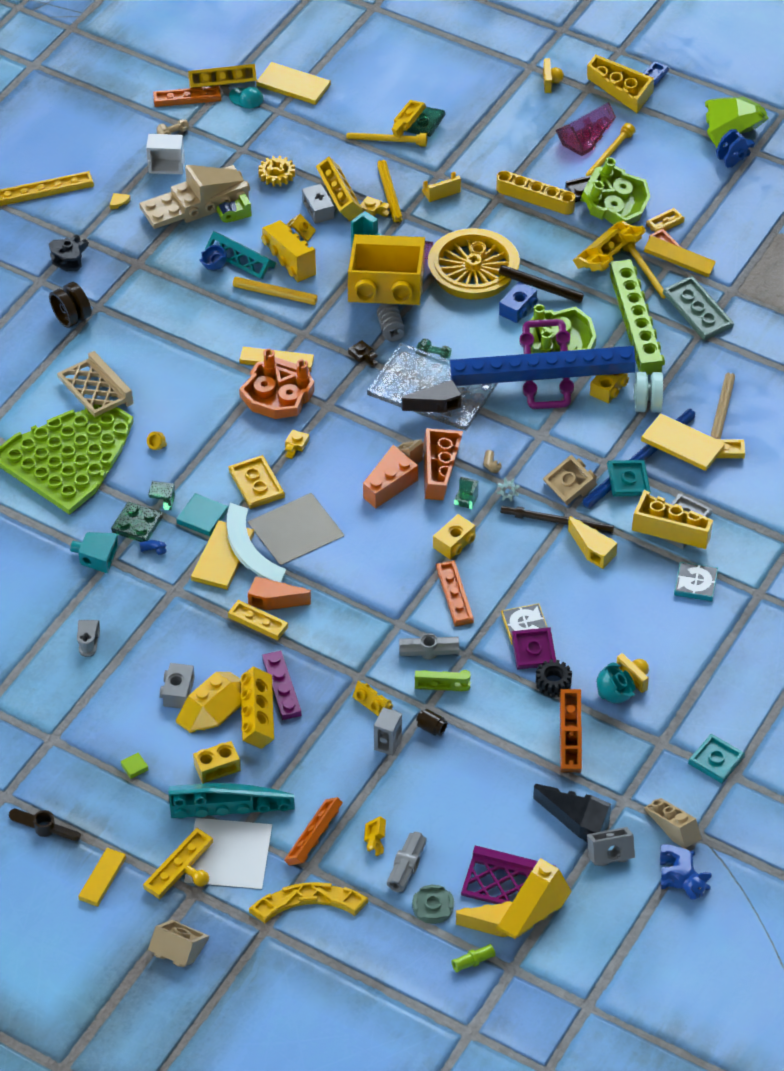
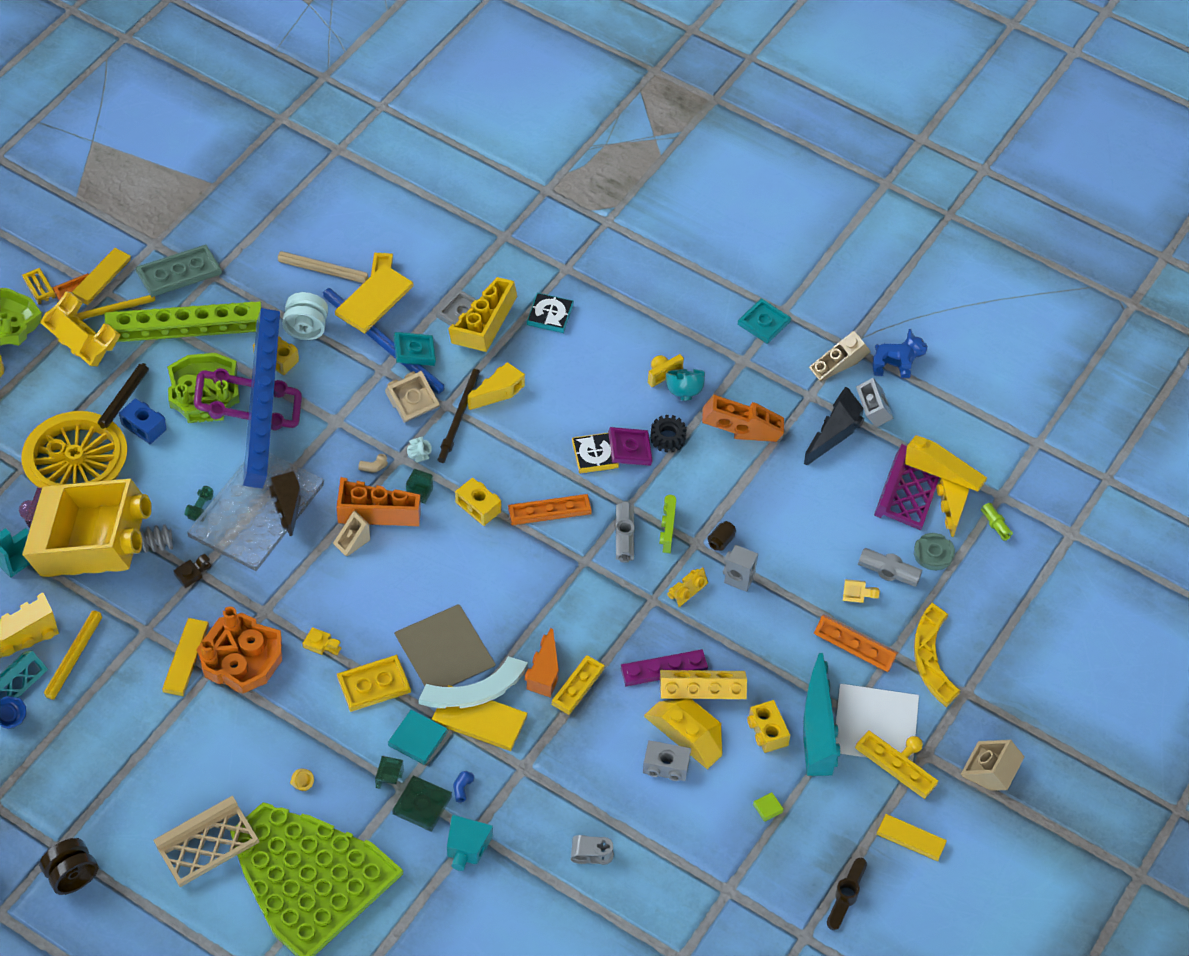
camera: 90 degrees left, 5 degrees up
(389, 477) = (387, 550): orange wedge -> none

